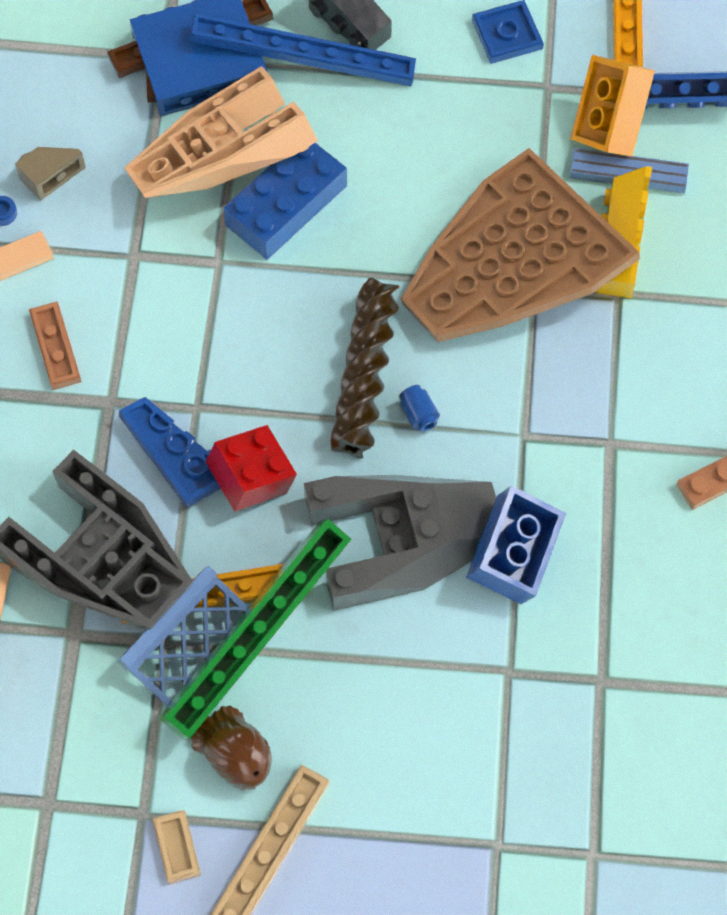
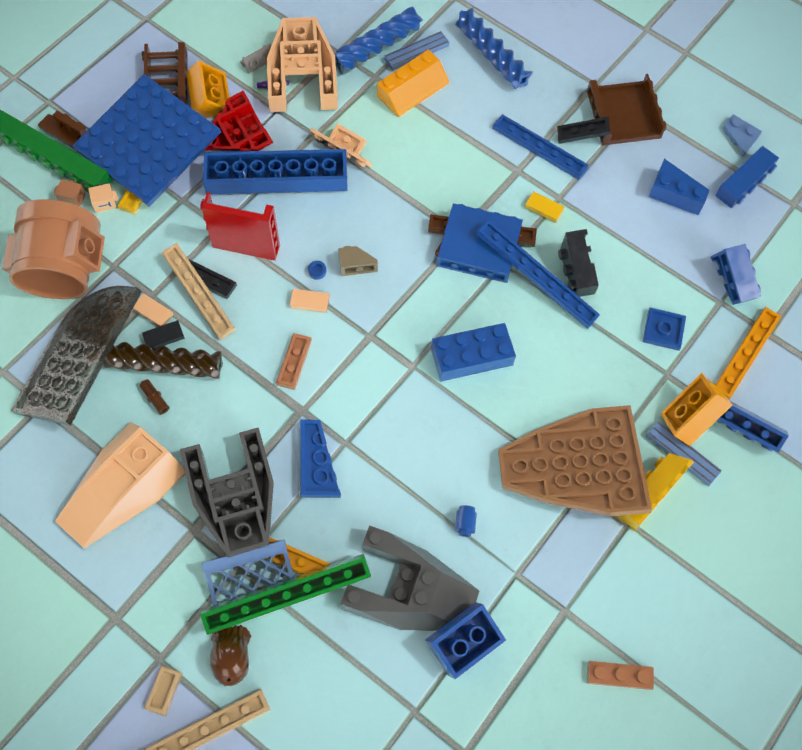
camera: 30 degrees right, 0 degrees up
(209, 142) = (446, 299): light nougat wedge -> none
(251, 468) = (347, 497): red brick -> none
(363, 361) = (454, 473): dark brown piece -> none

